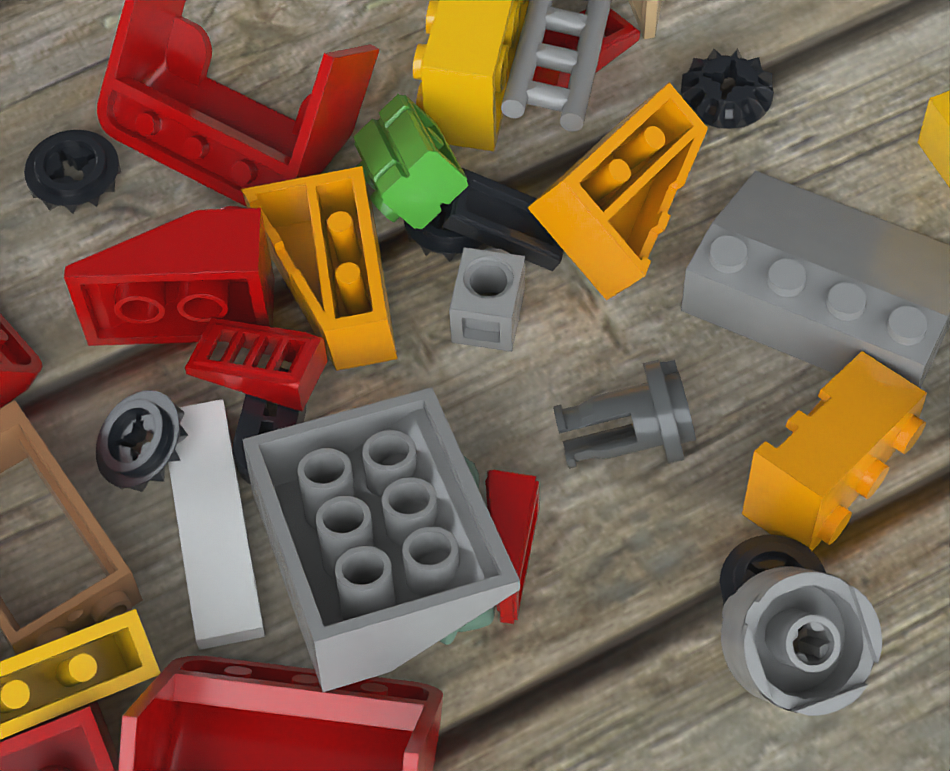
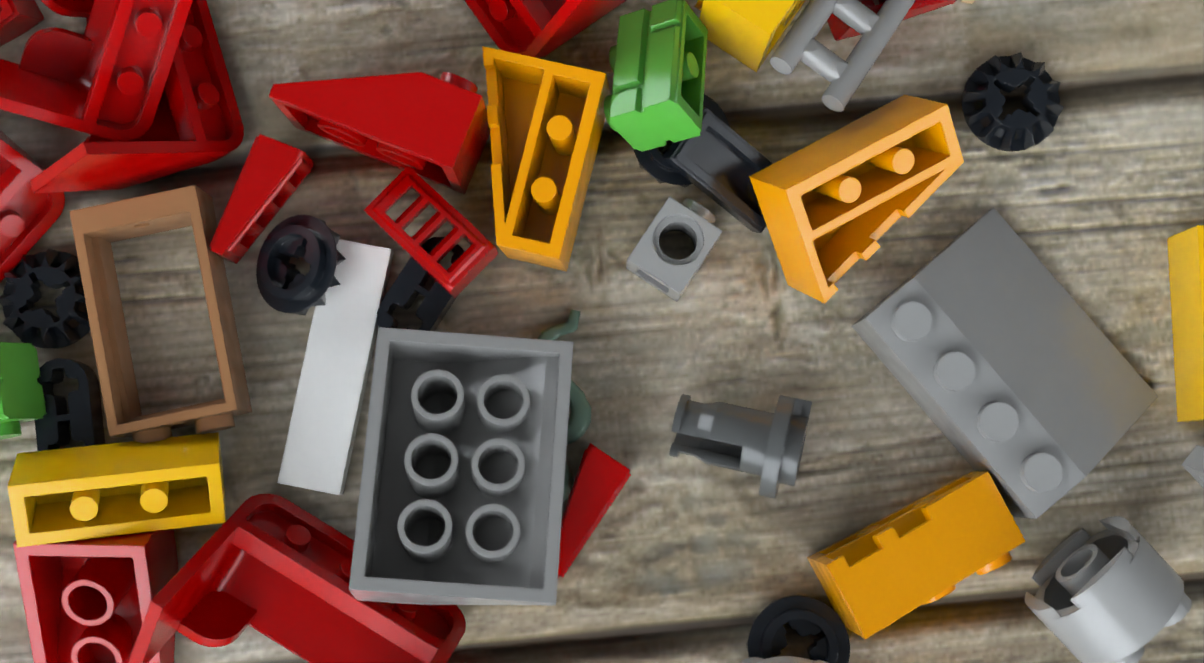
camera: 20 degrees right, 25 degrees up
(81, 388) = (262, 189): none -> red slope

